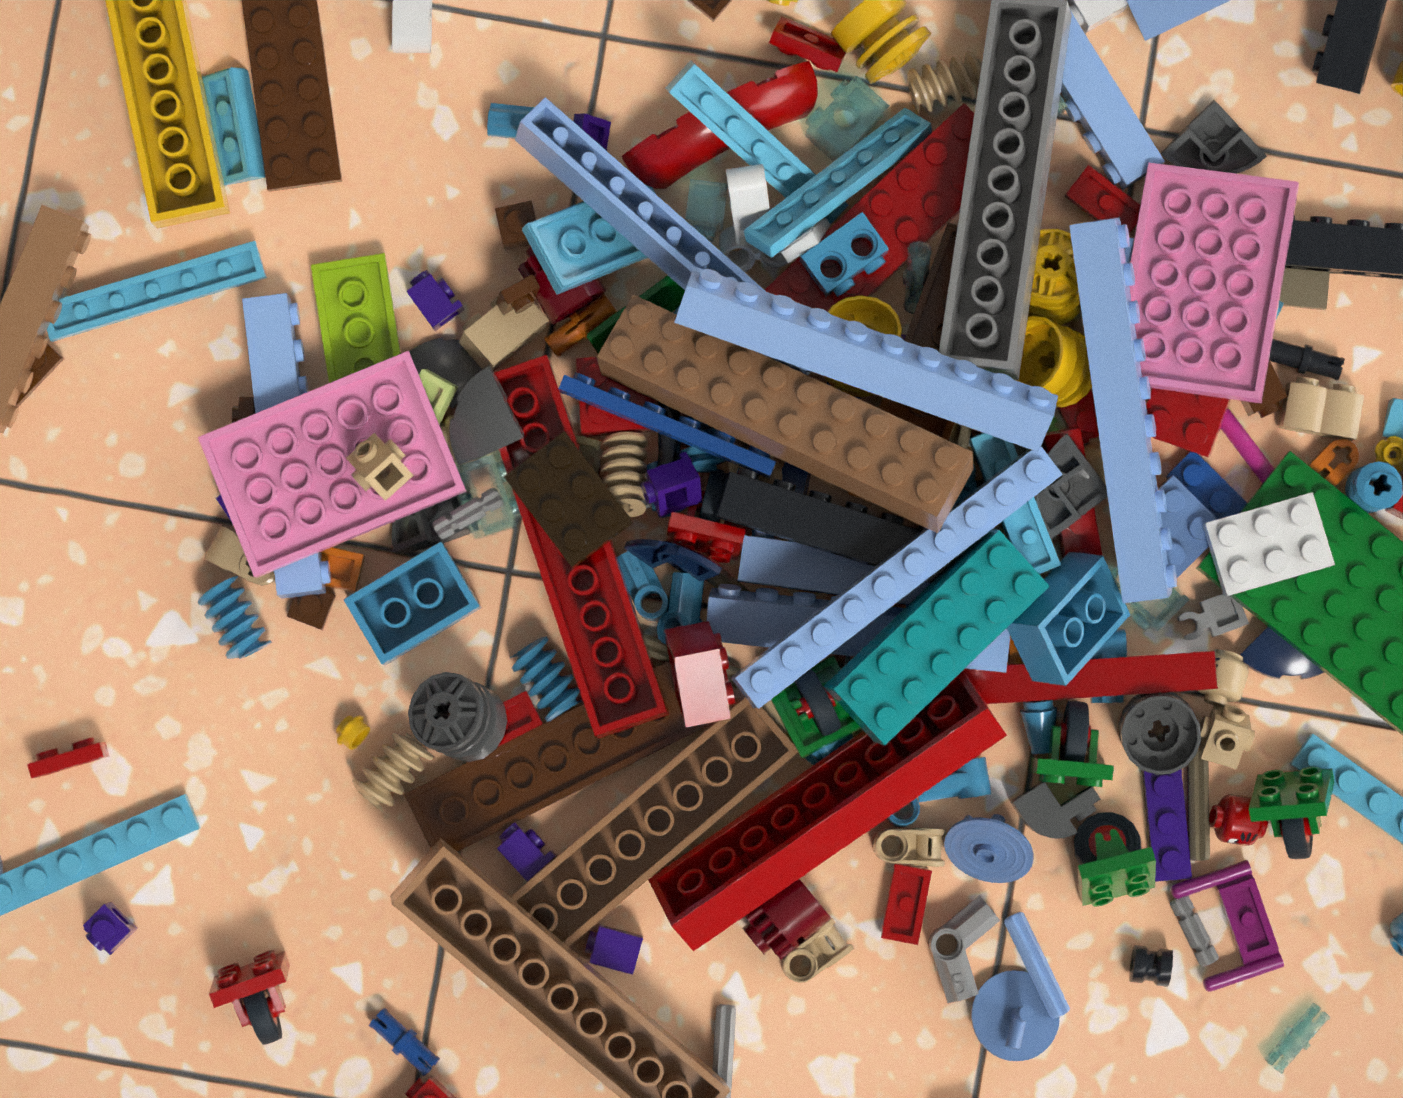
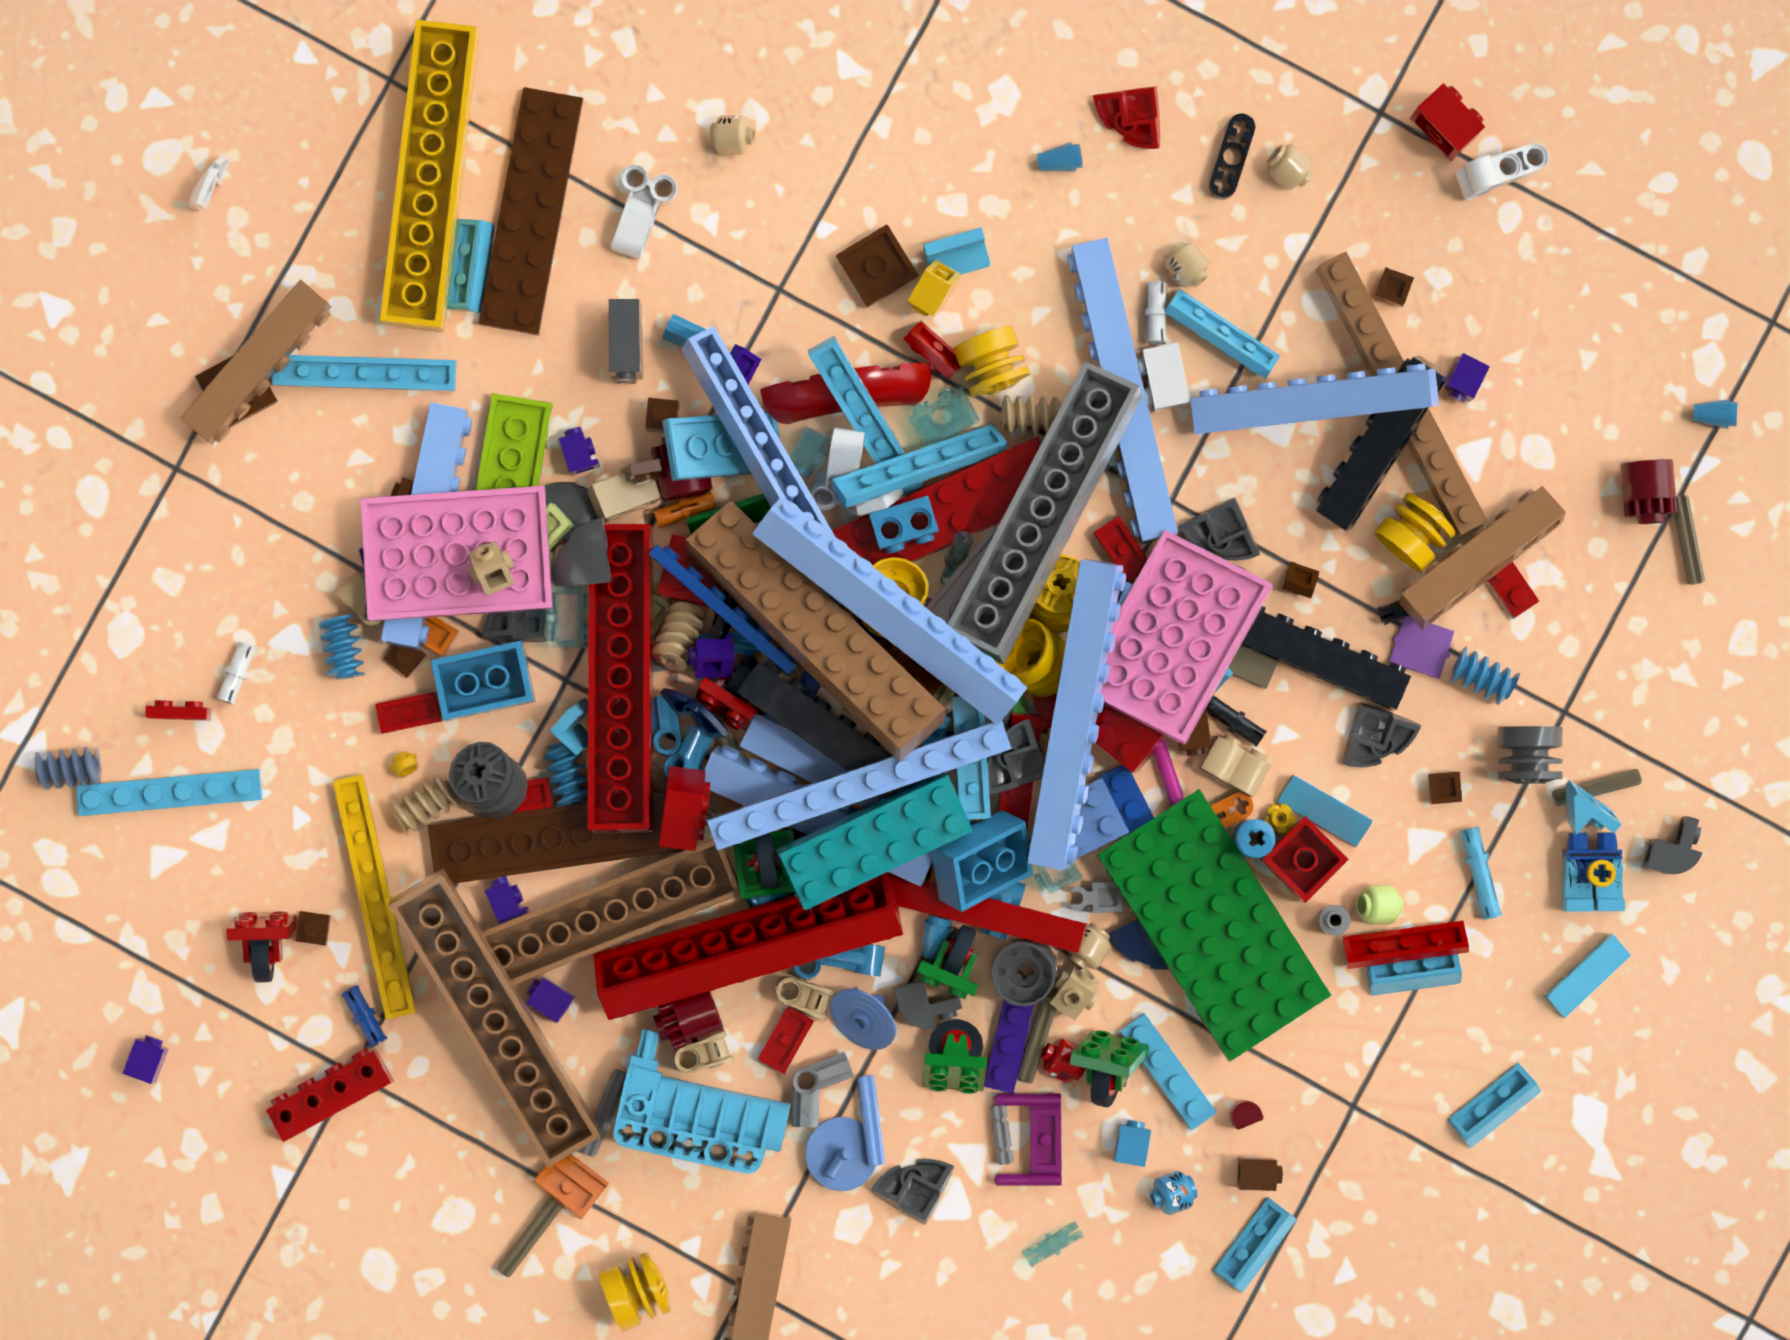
camera: 15 degrees right, 0 degrees up
(108, 928) = (166, 853): dark purple brick -> none
(120, 690) = (236, 673): none -> white pin
(310, 958) = (313, 928): none -> reddish brown plate
(337, 670) = (408, 712): none -> red plate
(369, 898) = (374, 896): none -> yellow plate
(446, 150) = (625, 340): none -> dark grey brick
(467, 513) = (548, 626): light grey axle -> none
(535, 628) = (570, 730): none -> medium azure panel
(568, 499) = (628, 641): dark brown plate -> none
(832, 1026) = (695, 1113): none -> medium azure piece
(1114, 1026) = (915, 1188): none -> dark grey brick
(1151, 965) = (951, 1150): black wheel -> none
(1268, 544) = (1156, 855): white plate -> none
(1324, 169) = (1300, 580): none -> reddish brown plate
(1350, 890) = (1132, 1143): none -> dark azure brick

